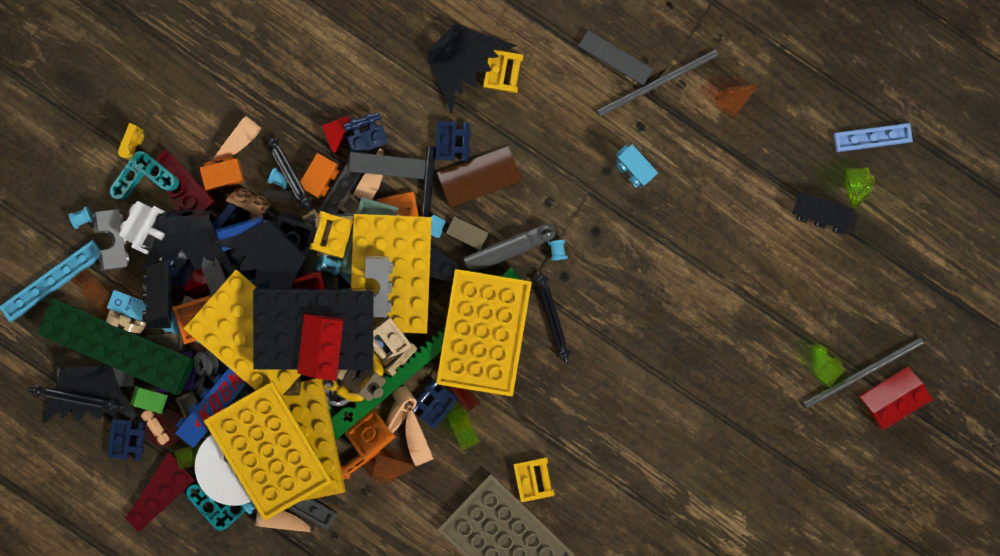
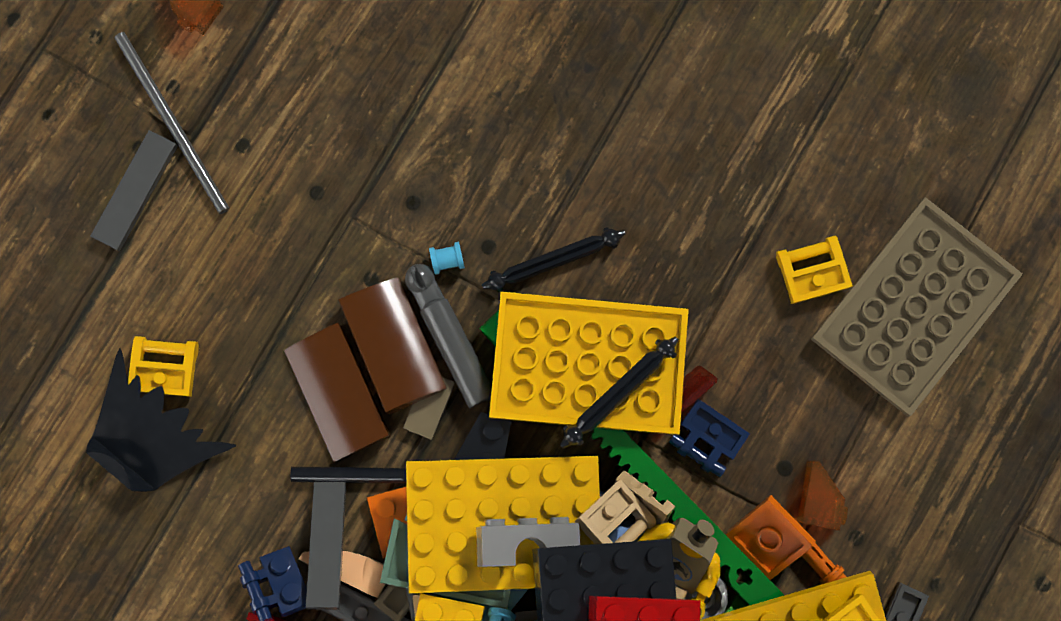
camera: 95 degrees left, 5 degrees down
(403, 403) = (720, 490): light nougat piece -> none
(416, 441) = (771, 461): light nougat piece -> none
(437, 226) = (420, 452): medium azure slope -> none
(447, 139) = (280, 450): dark blue plate -> none
(463, 428) = (745, 386): clear neon green slope -> none
(464, 349) = (619, 392): none -> black wheel
(505, 213) = (392, 345): none -> reddish brown slope
(635, 165) = (304, 142): medium azure brick -> none

